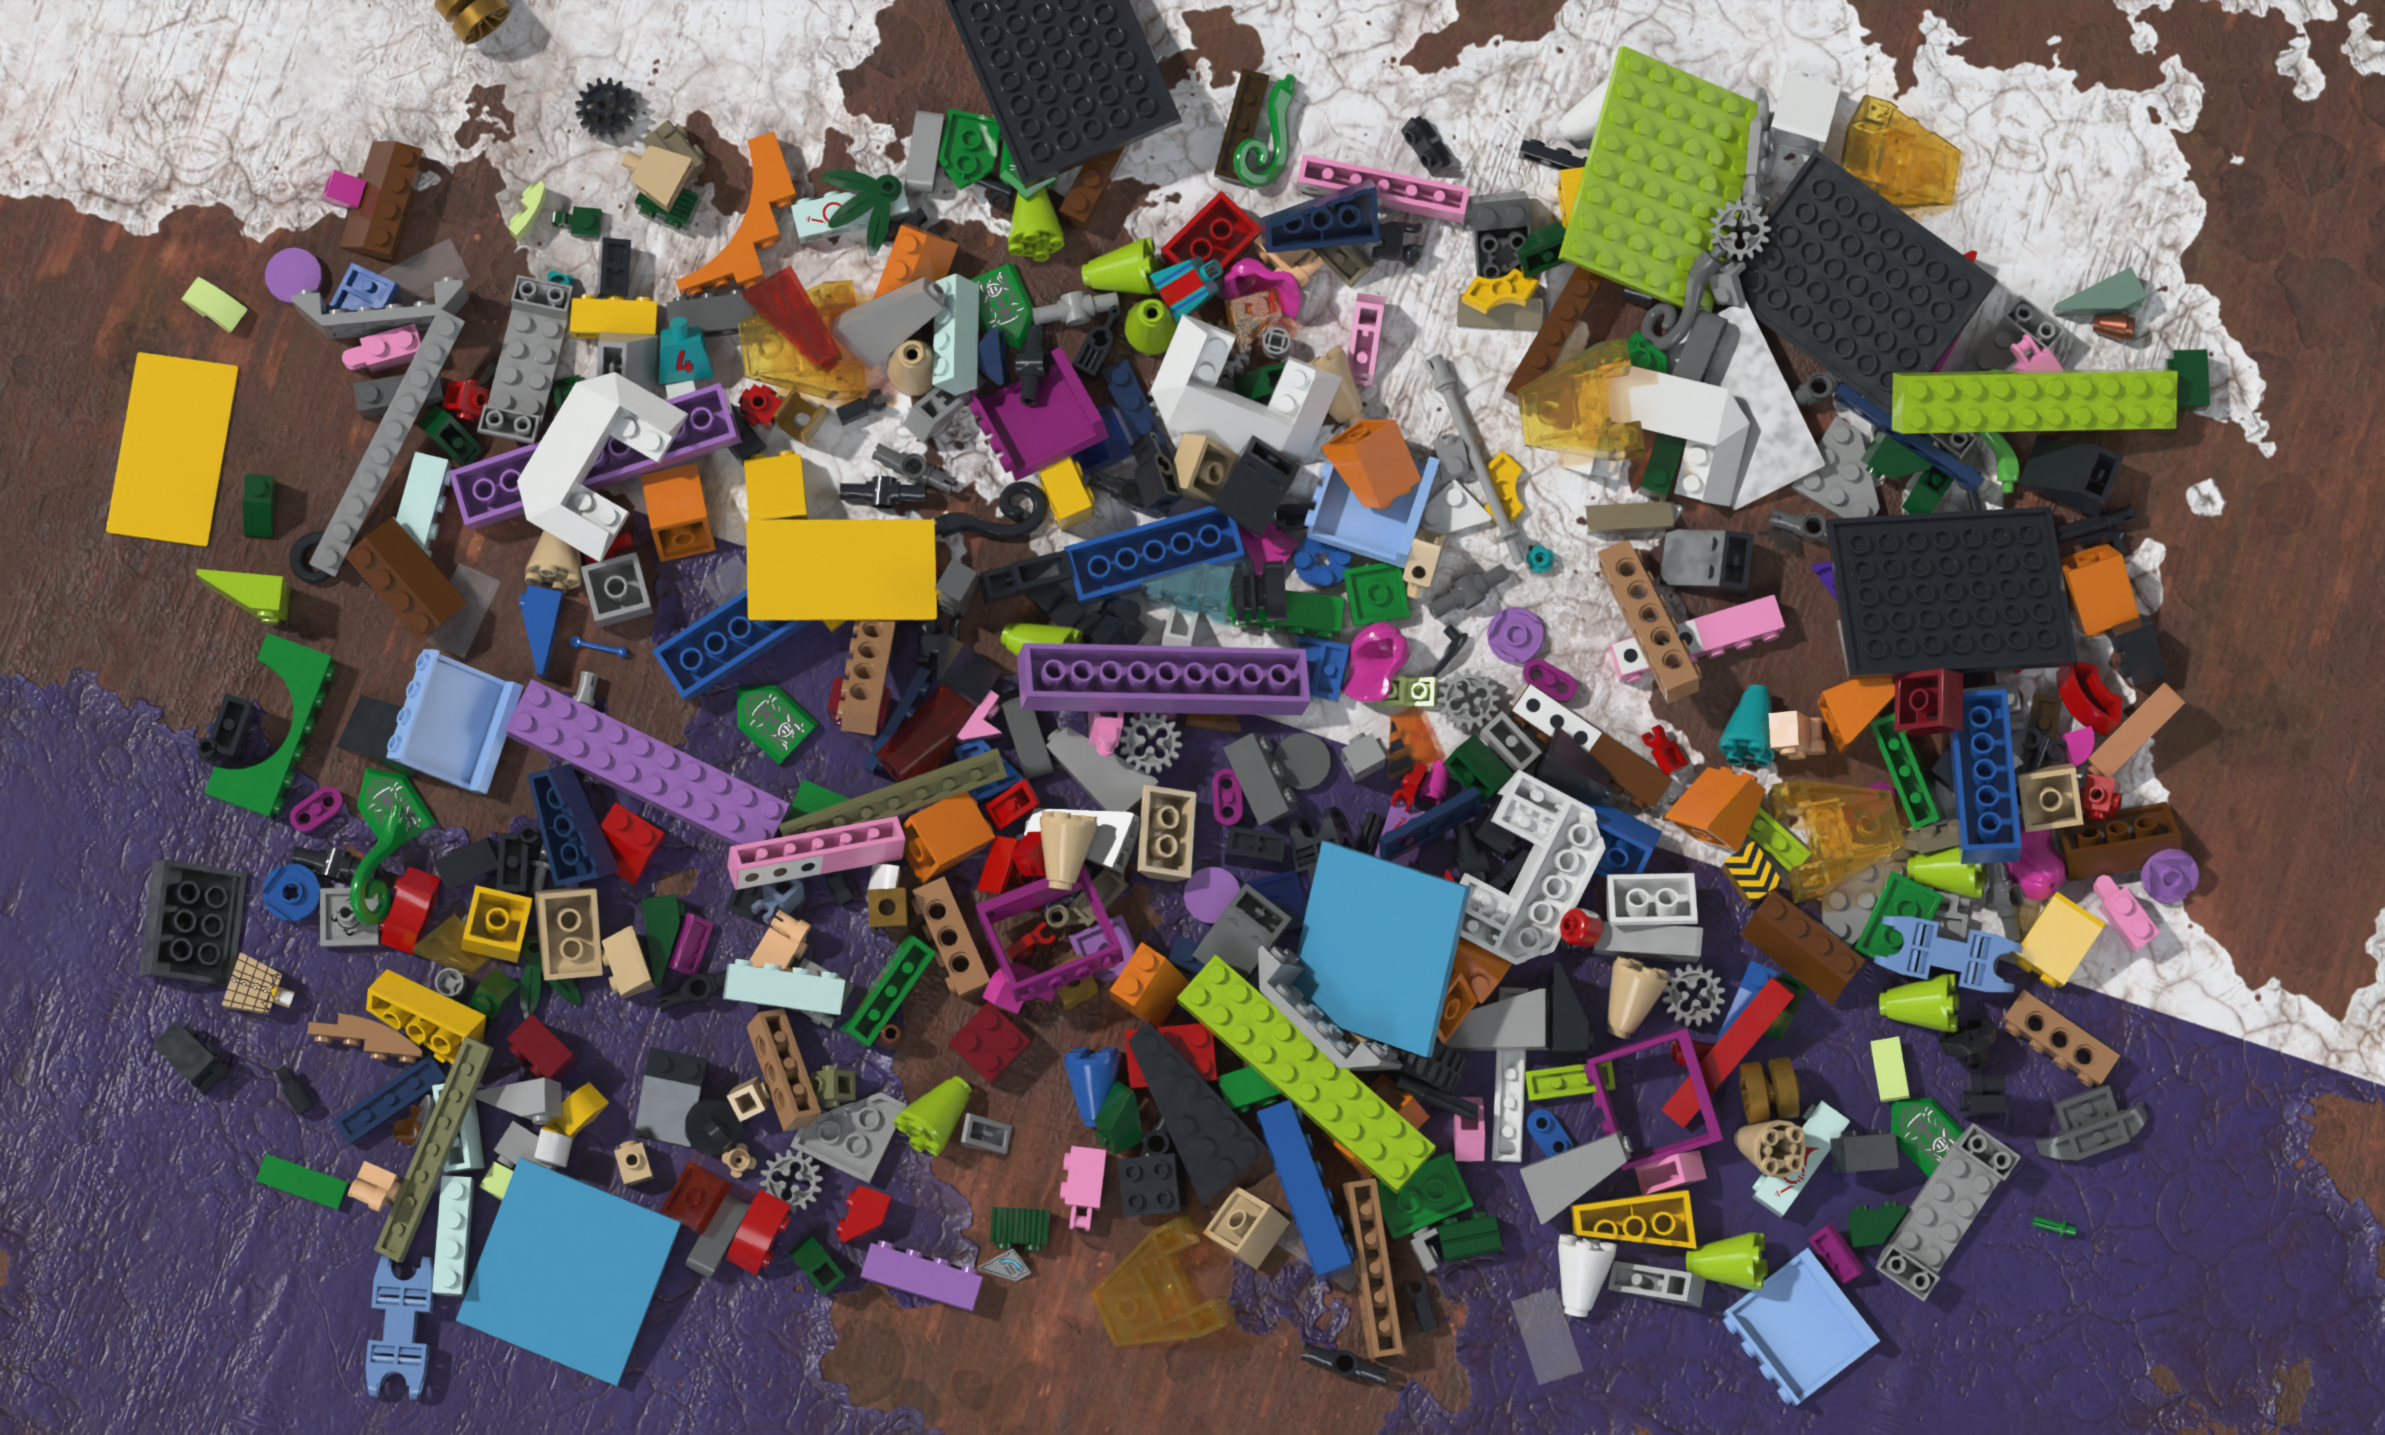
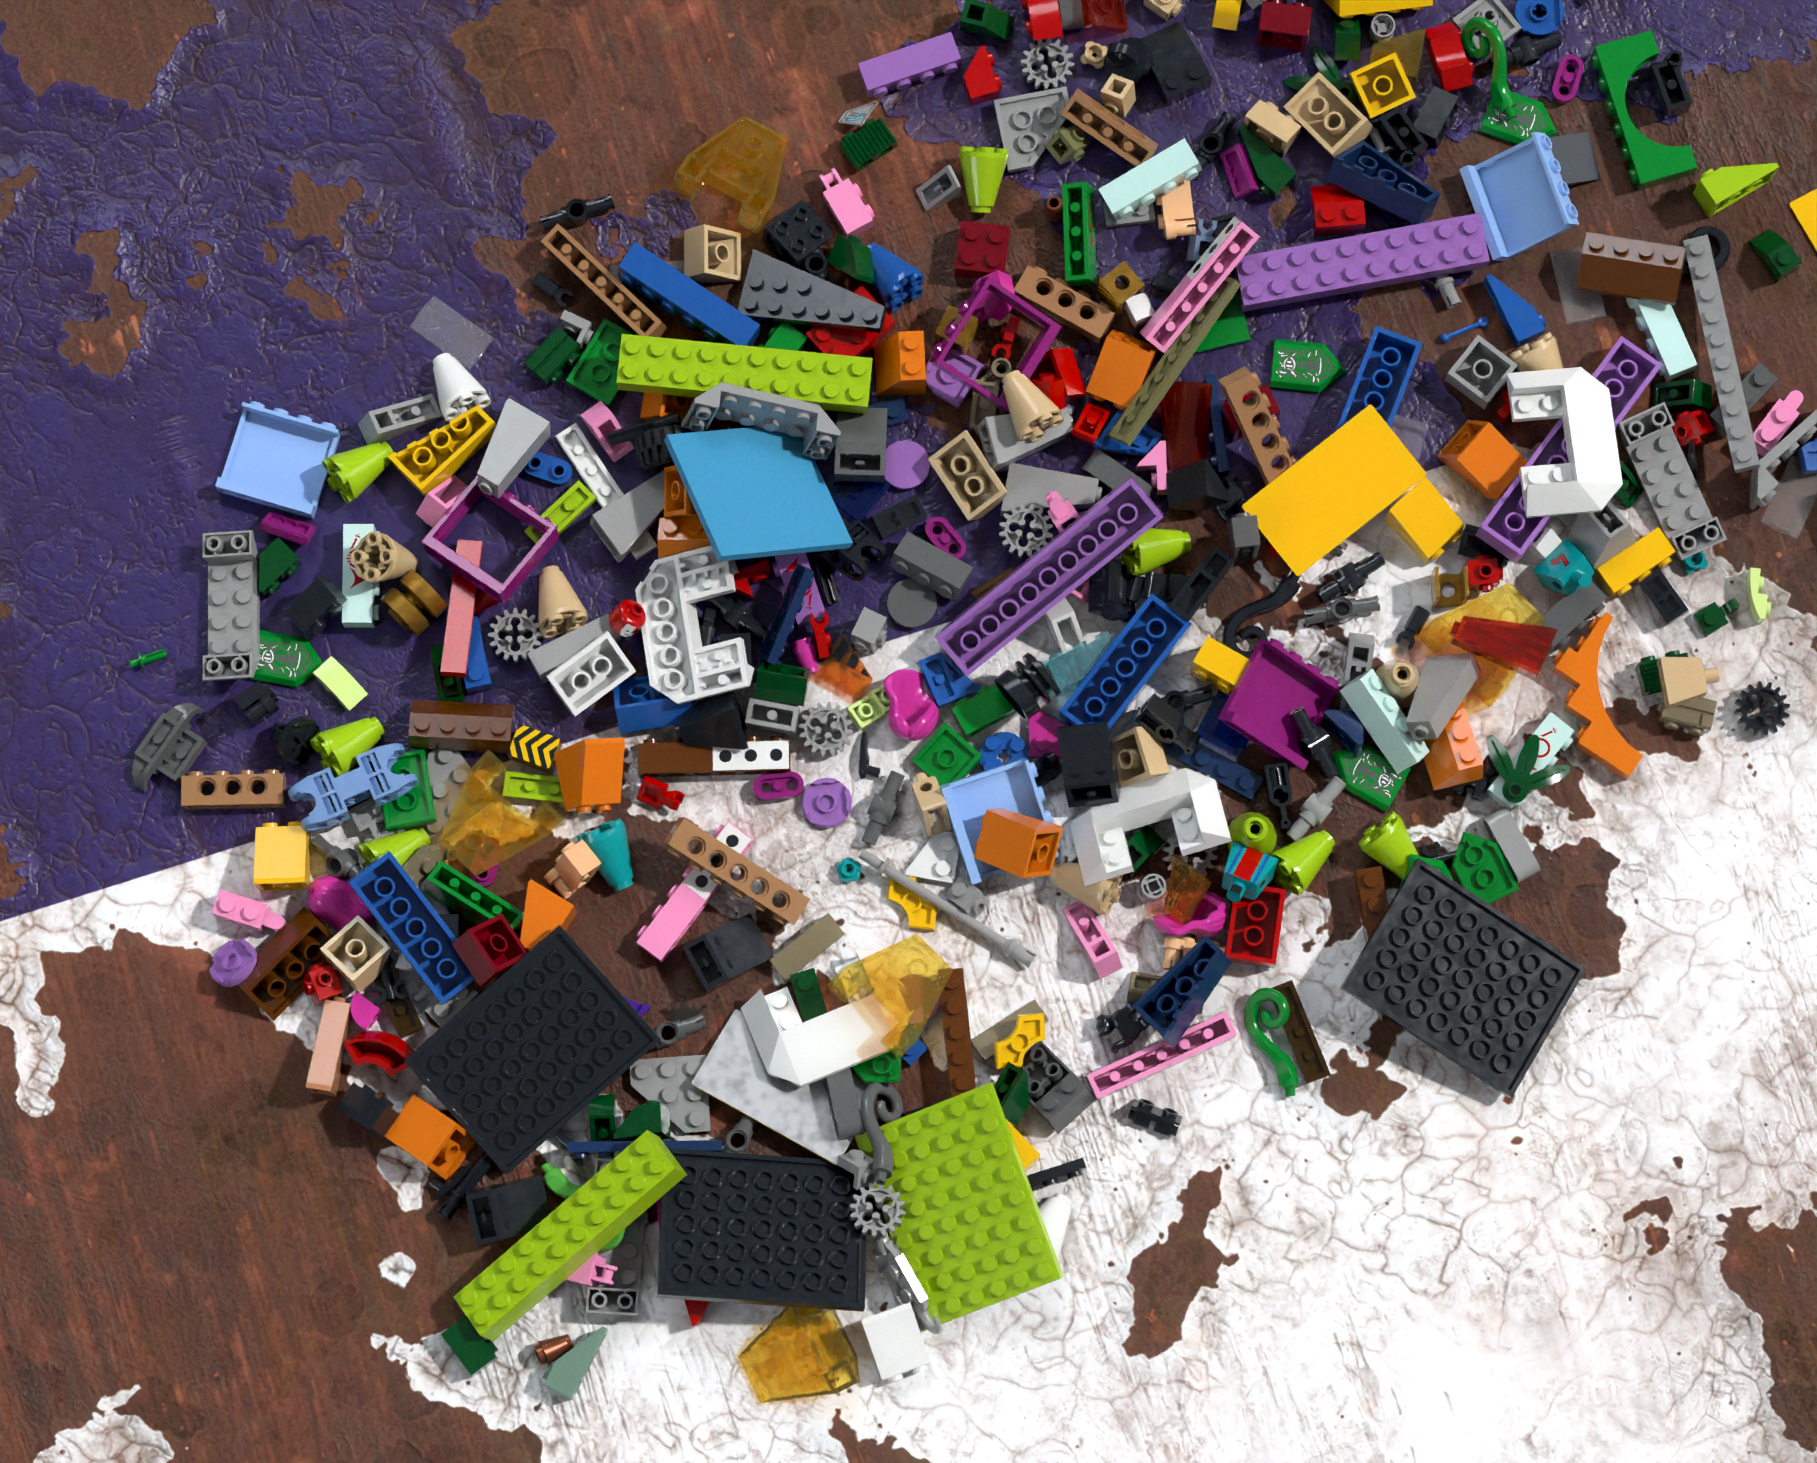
camera: 145 degrees right, 0 degrees up
(1567, 1019) = (588, 548): black slope -> none

